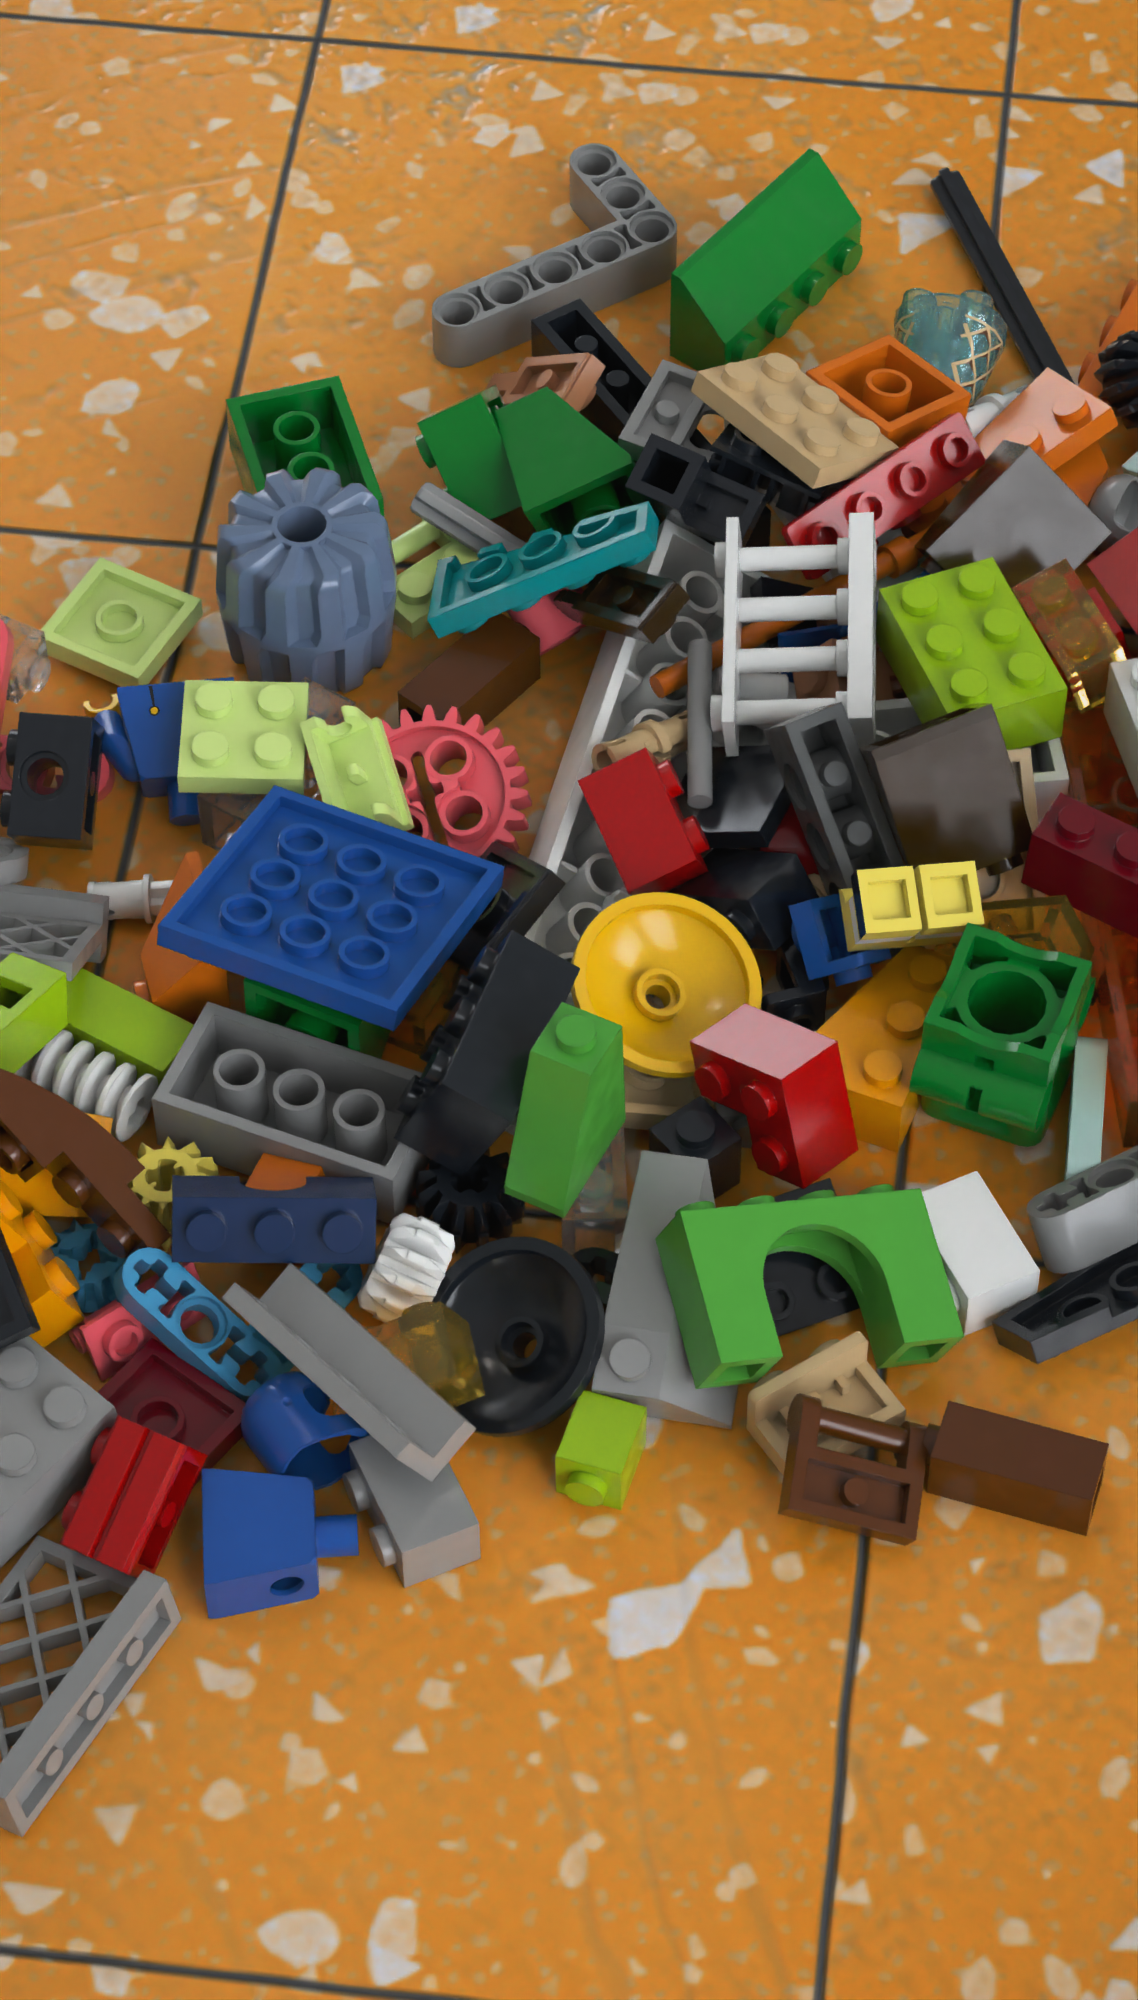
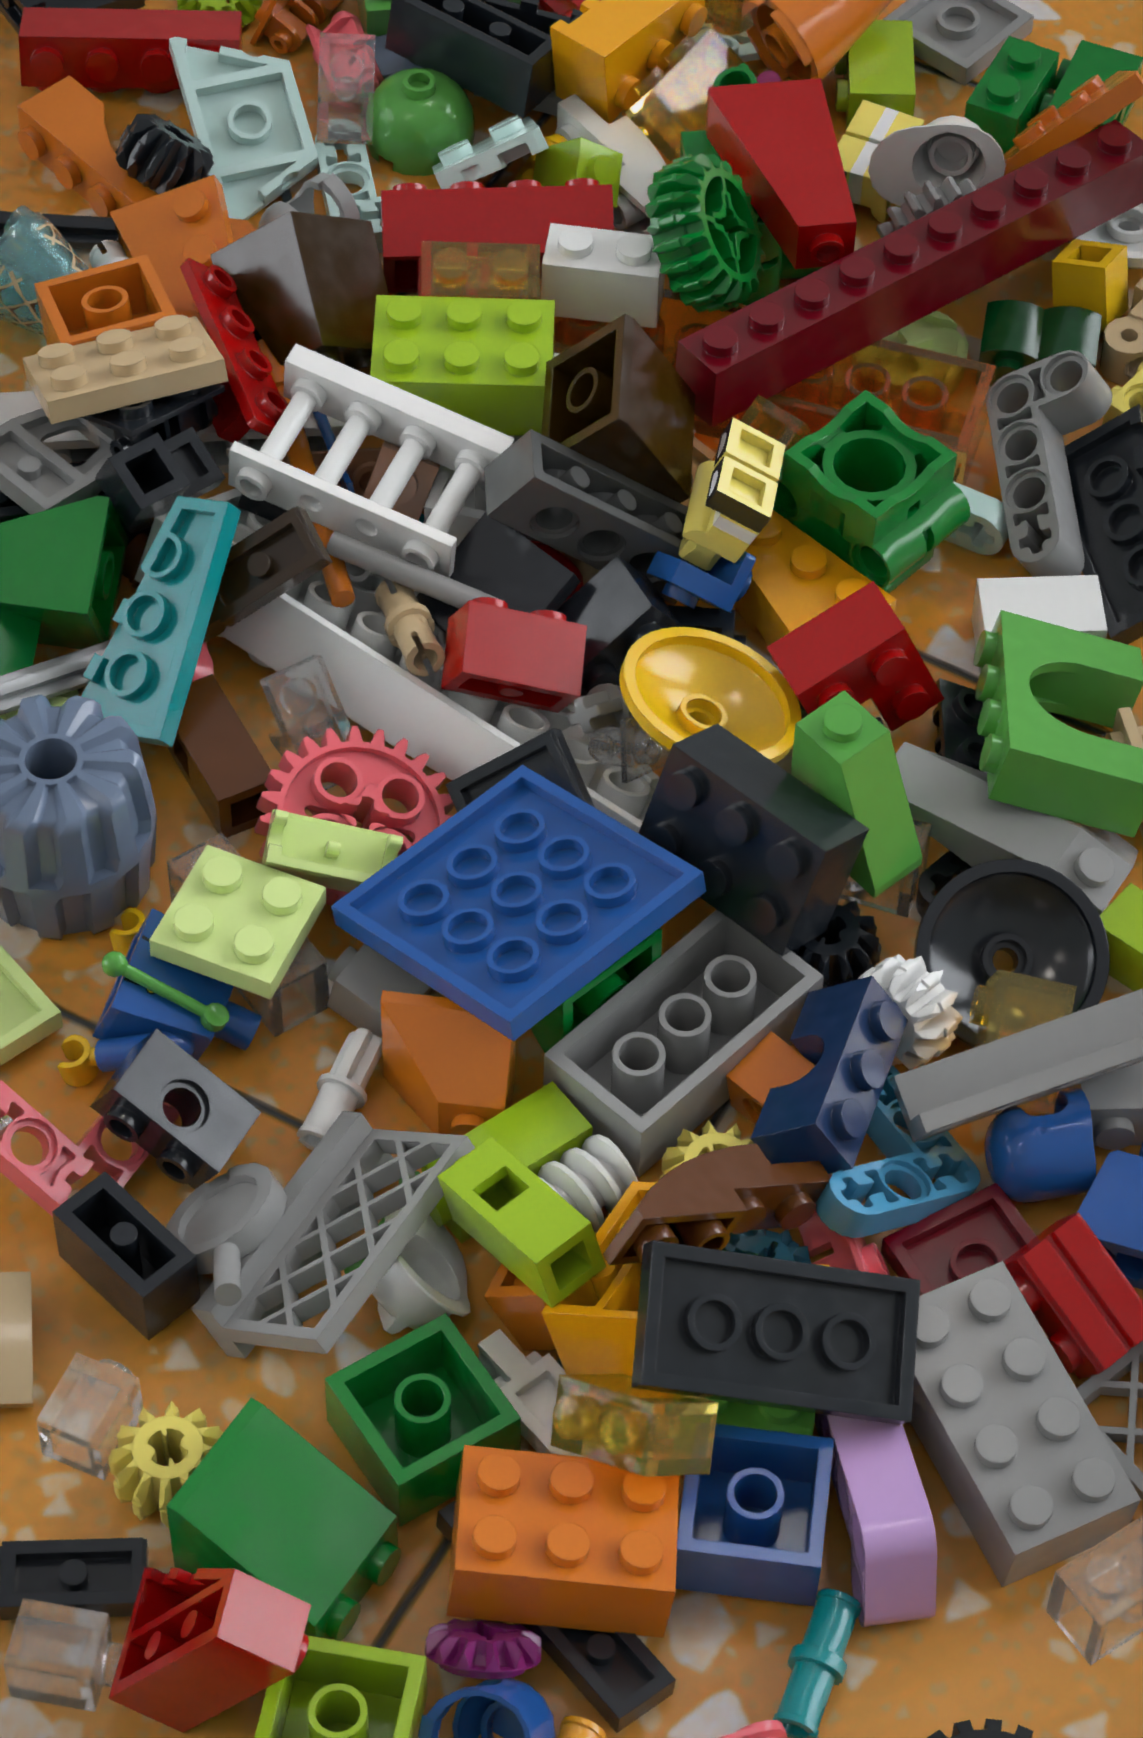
camera: 70 degrees left, 0 degrees up
(156, 767) = (212, 1016): none -> bright green hinge
(539, 723) = (304, 705): none -> clear slope

